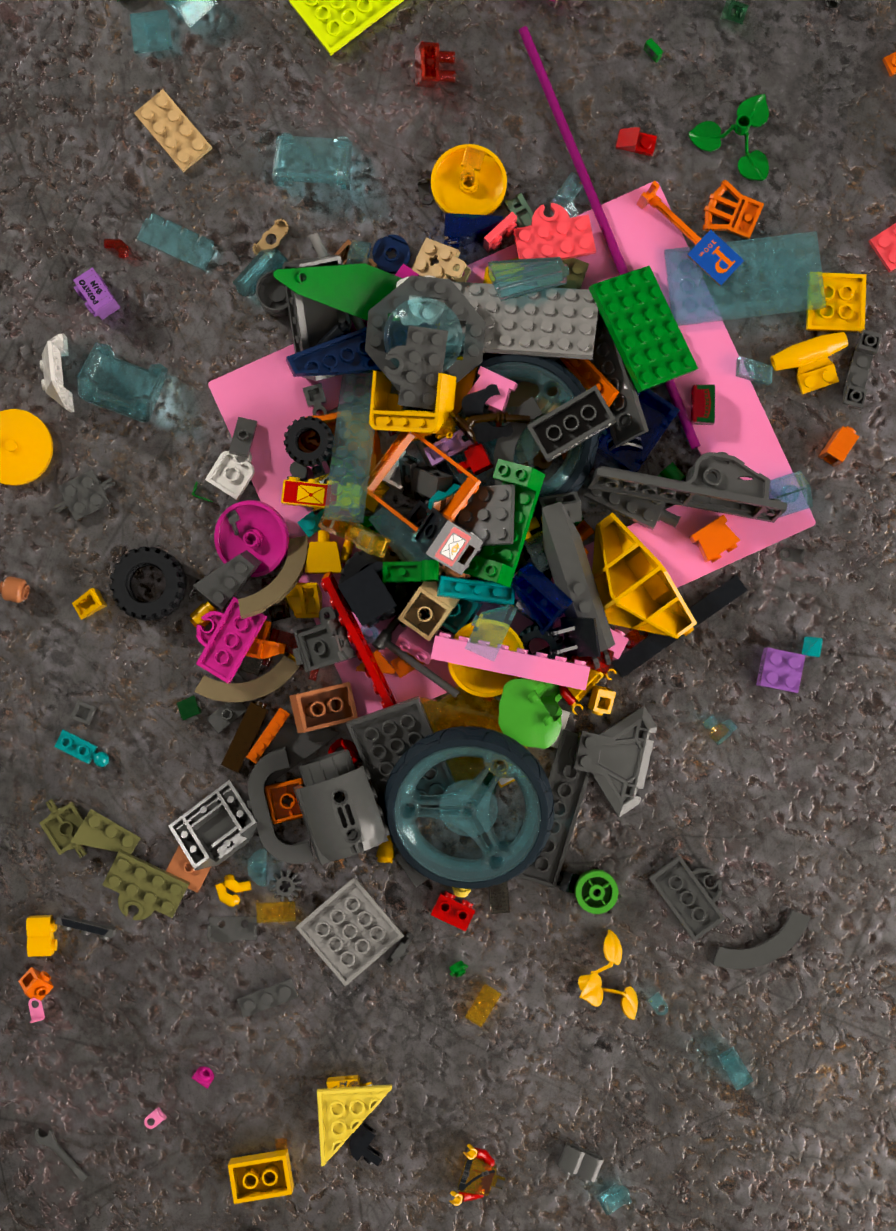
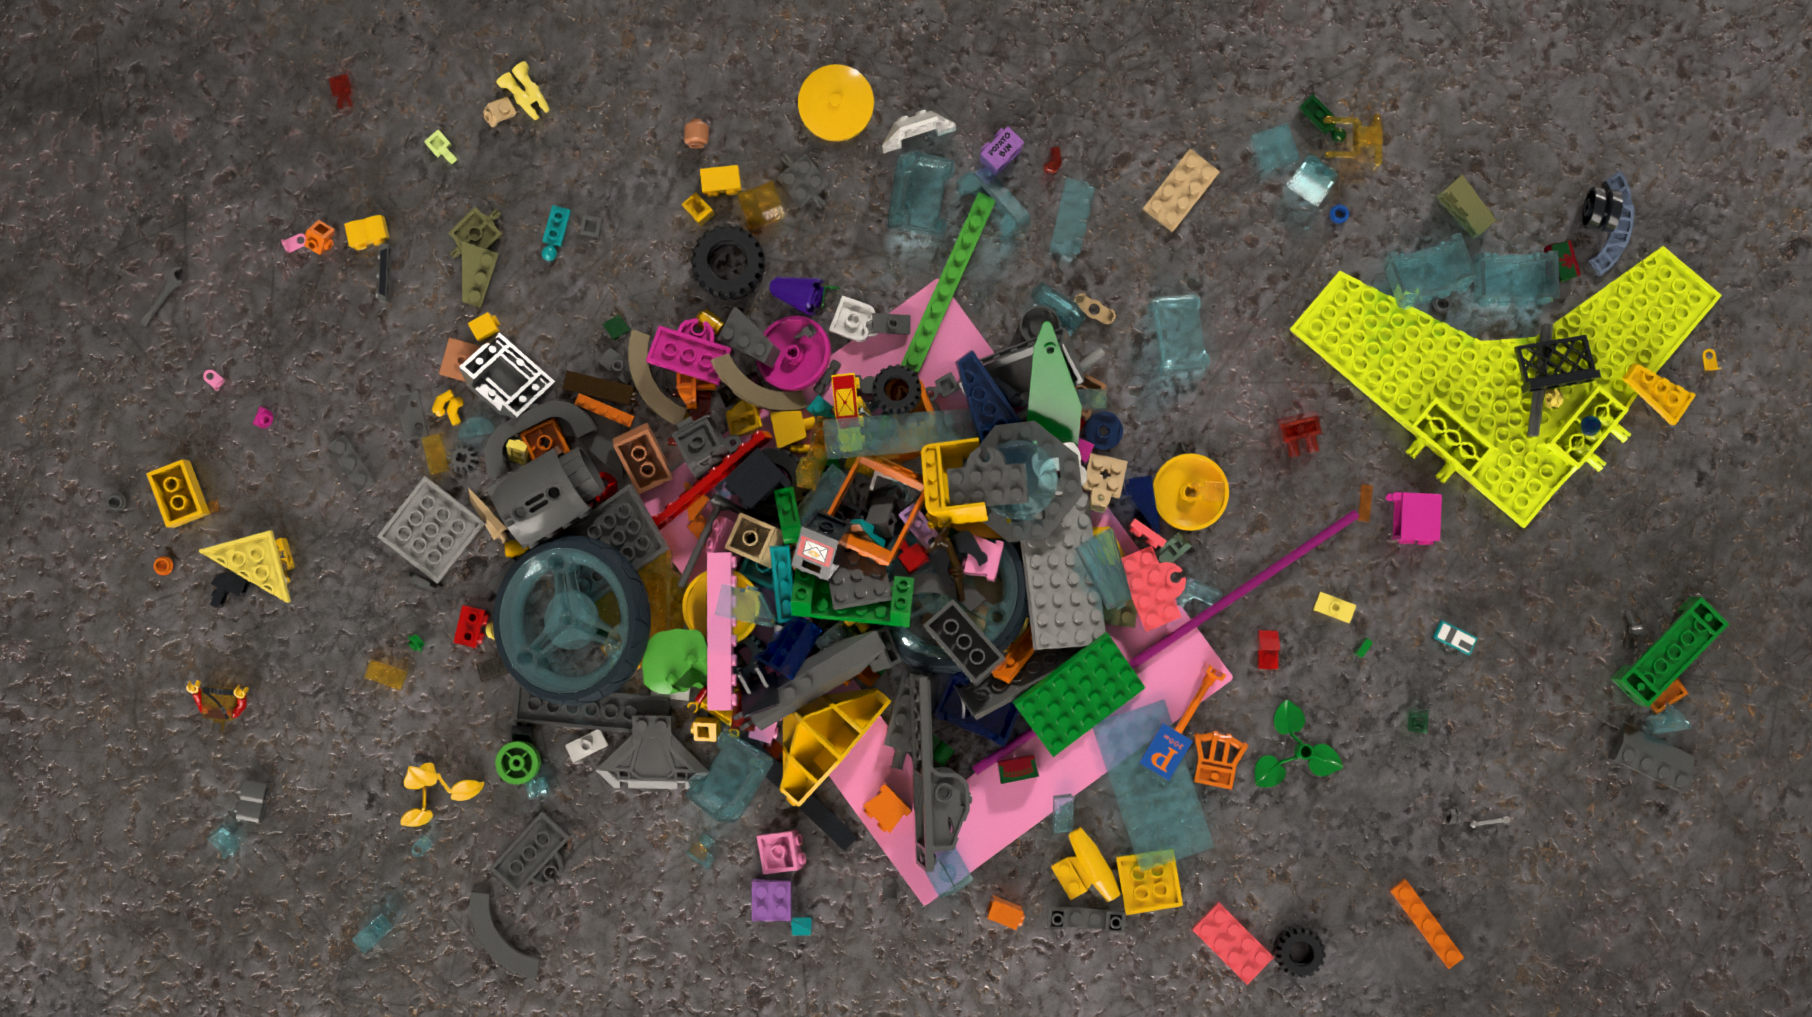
camera: 80 degrees right, 0 degrees up
(66, 575) = (720, 180): none -> yellow brick
(99, 540) = (761, 205): none -> clear yellow slope
(121, 318) = (1015, 217): none -> clear light blue windscreen
(144, 886) = (434, 321): olive plate -> none
(160, 837) = (484, 326): none -> yellow brick
(192, 521) = (798, 292): none -> dark purple cone
(213, 372) = (948, 282): none -> bright green brick
(290, 519) = (826, 378): none -> dark grey axle
(291, 829) = (518, 452): none -> light yellow plate
(329, 1205) = (163, 565): none -> orange plate
(357, 868) = (493, 523): none -> tan bar
(513, 19) = (1365, 503): none -> clear orange window
(593, 821) = (586, 745): none -> white plate
(608, 69) = (1334, 607): none -> light yellow plate
(625, 877) = (537, 787): none -> clear light blue wheel
(656, 685) = (731, 779): none -> clear light blue windscreen
(736, 651) = (781, 851): none -> bright pink plate

